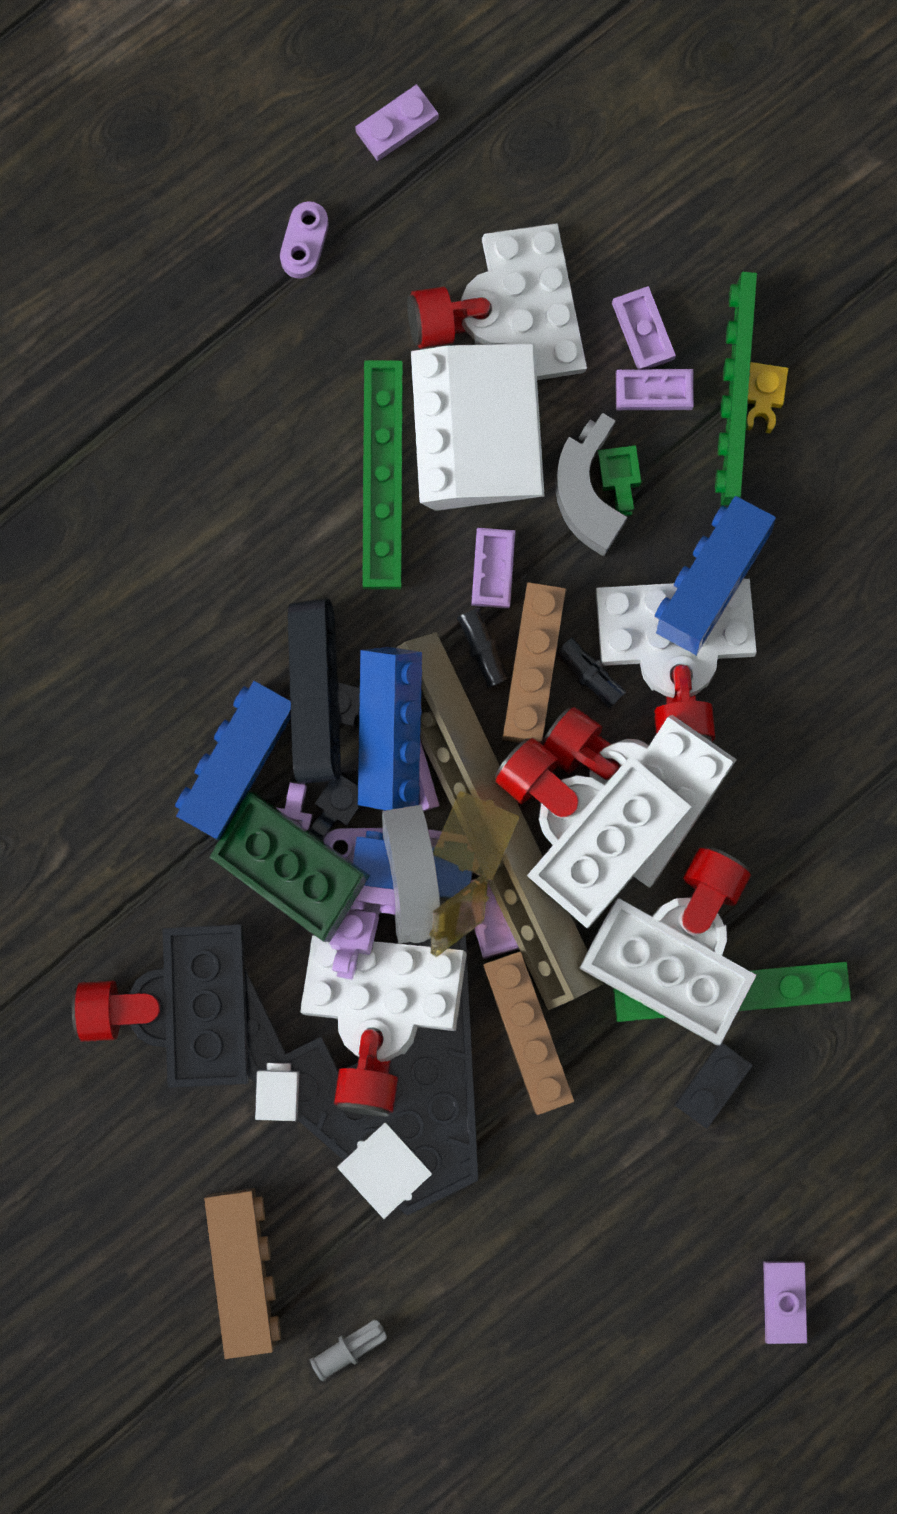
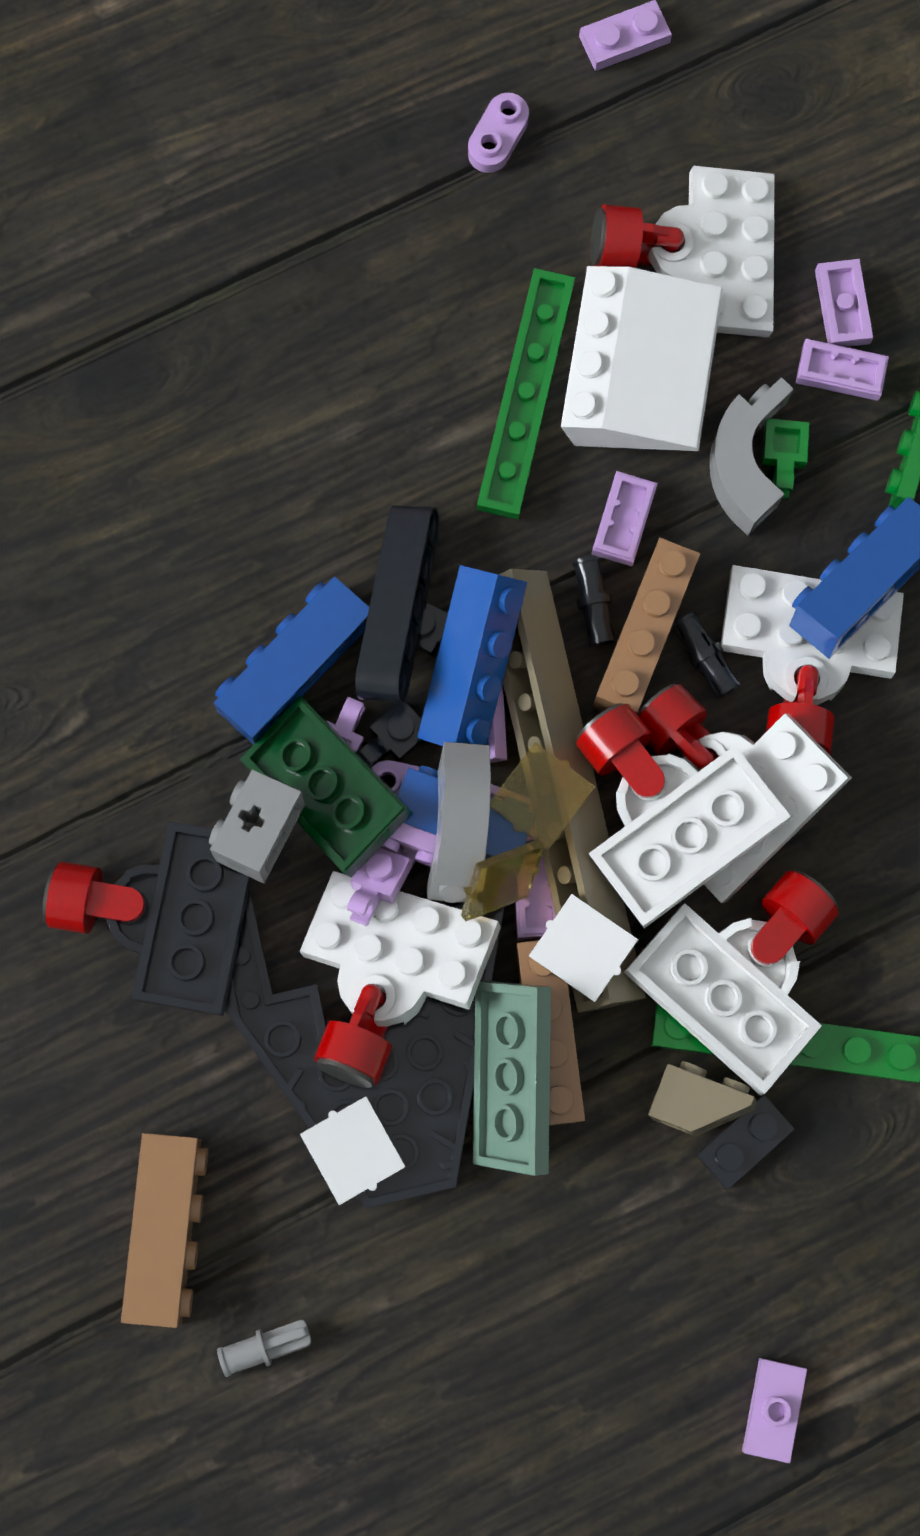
camera: 10 degrees right, 5 degrees down
(246, 938) = (257, 850): none -> light grey brick
(277, 1093) = (252, 1033): white brick -> none
(504, 1079) = (512, 1077): none -> sand green plate
(540, 957) = (583, 947): none -> white piece
(665, 1064) = (696, 1103): none -> dark tan slope

